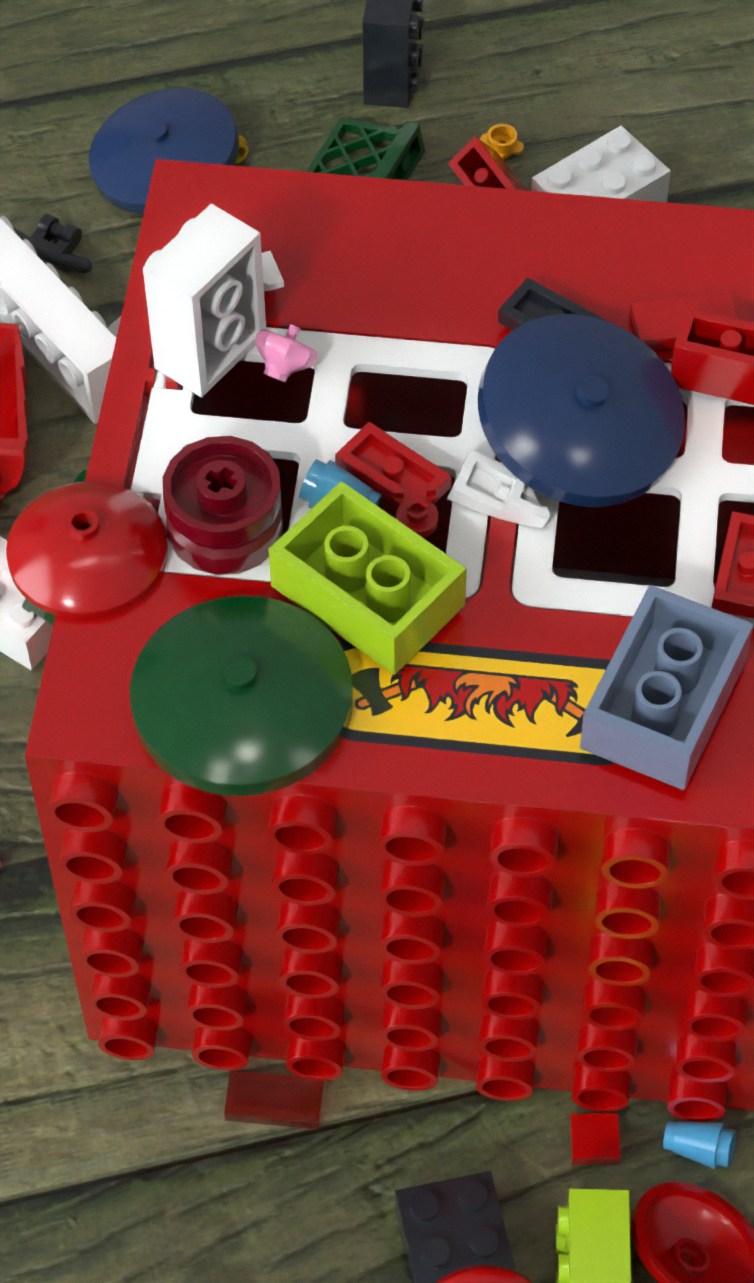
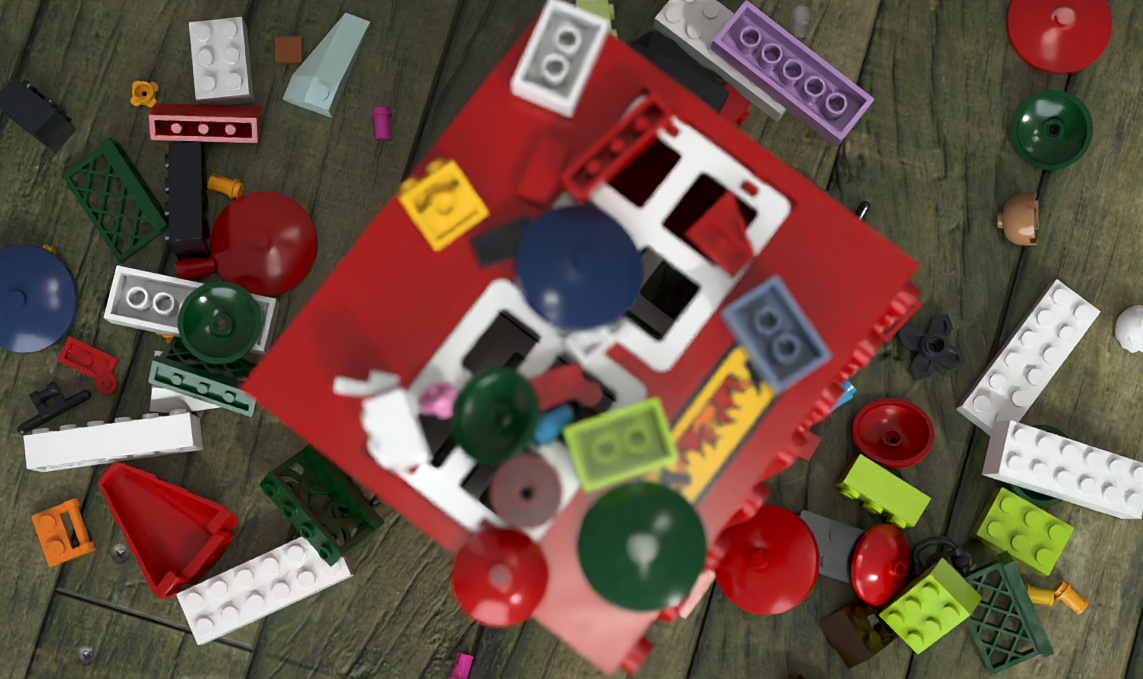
camera: 65 degrees left, 25 degrees up
(123, 241) = (91, 362): none -> red hinge
(307, 414) = (482, 412): none -> dark green dish
(381, 1164) = (769, 561): none -> red dish
(552, 226) = (441, 202): none -> yellow plate

